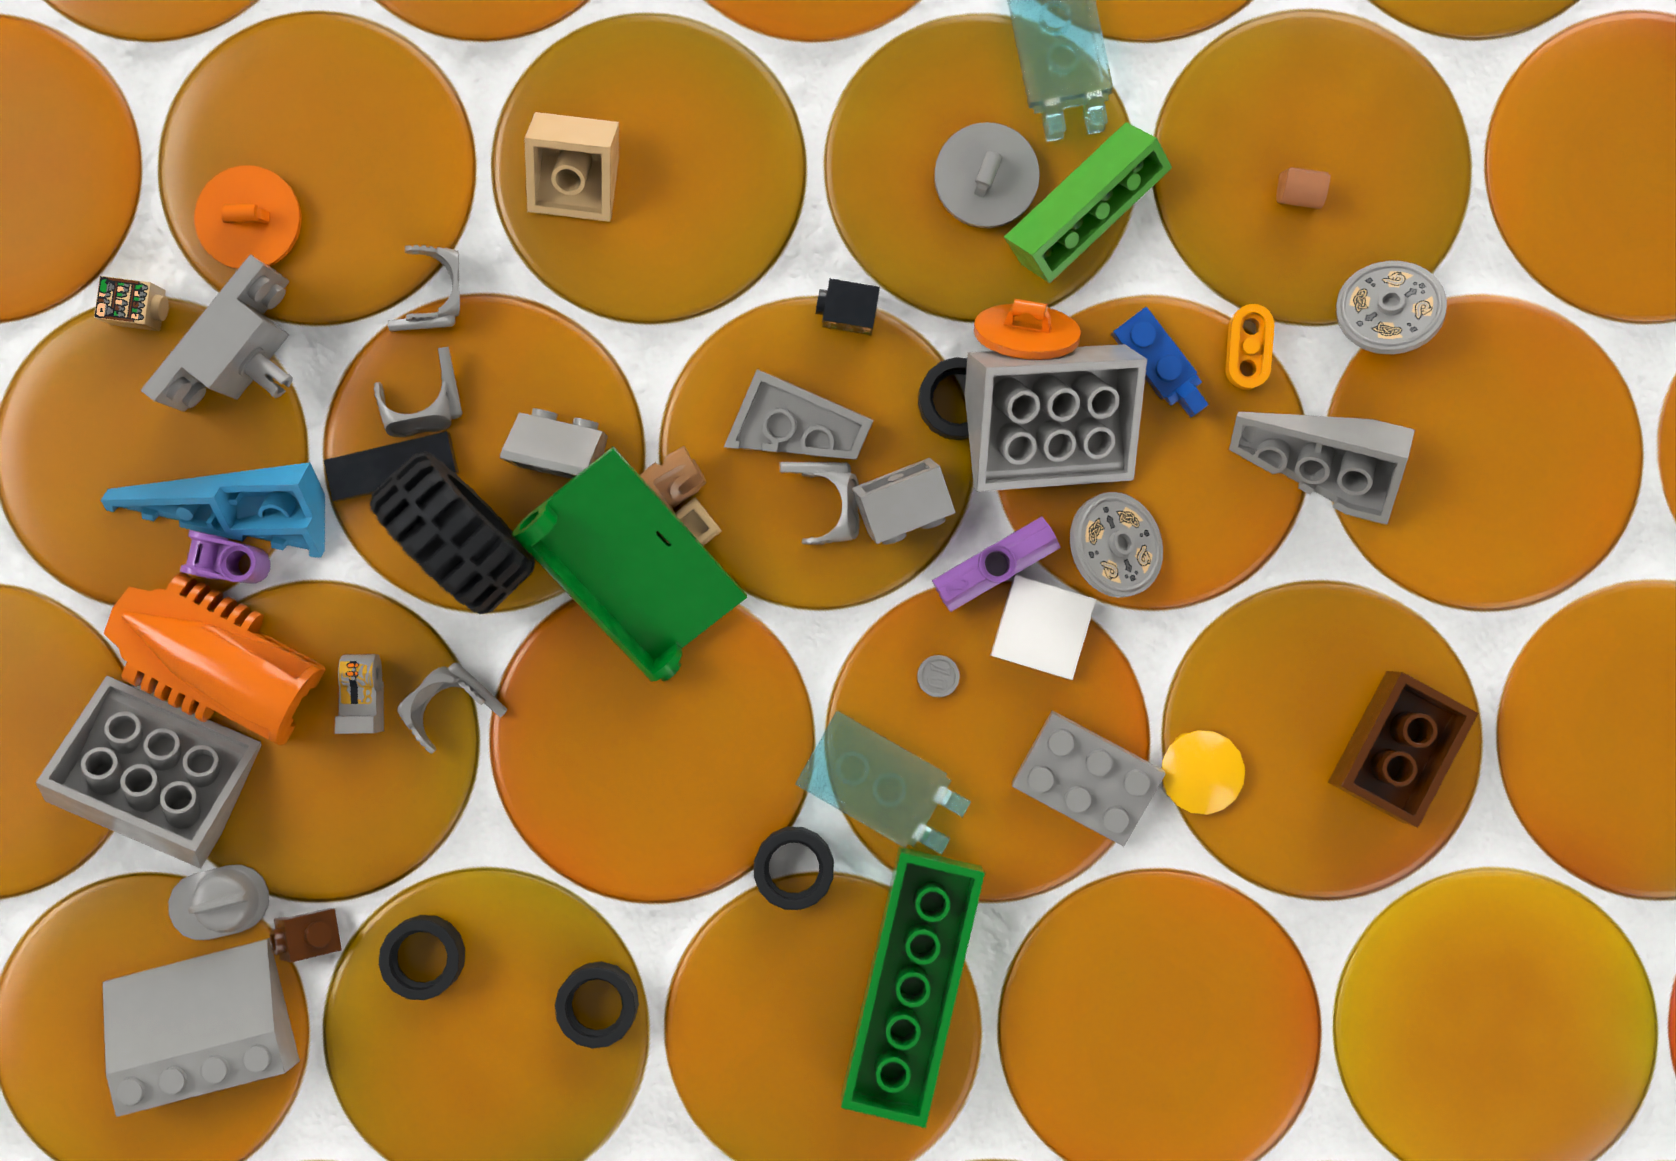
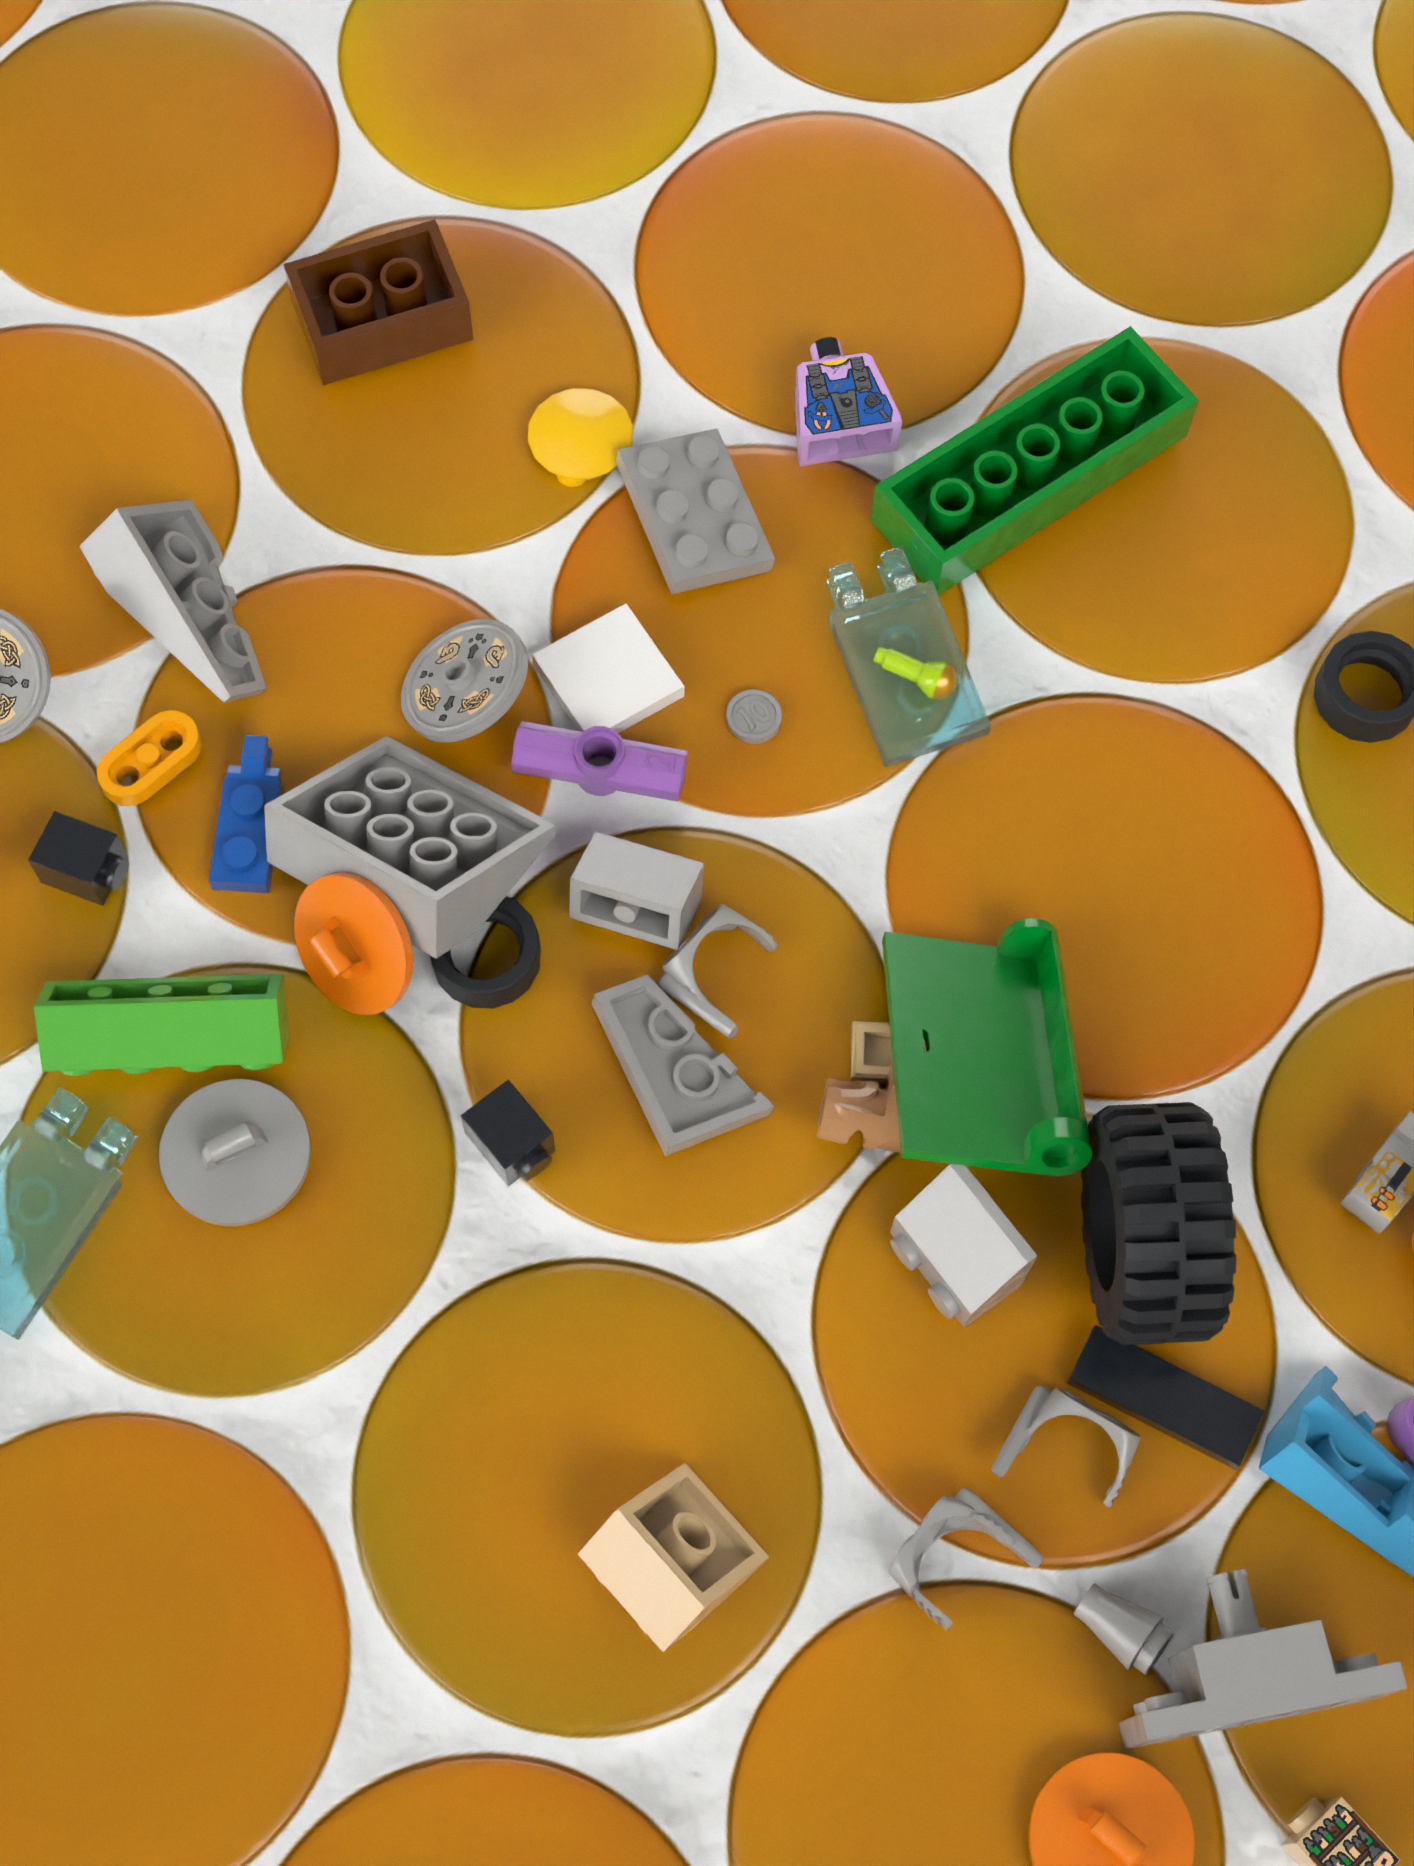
camera: 140 degrees left, 20 degrees down
(317, 325) = (1125, 1628): none -> light grey cone
(414, 705) = (1282, 1116): light grey helmet -> none
(779, 897) = (1070, 618): black tyre -> none
(849, 780) = (933, 678): none -> lime piece
(1063, 928) = (842, 406): none -> torso
(1227, 254) = (79, 858): none -> black brick

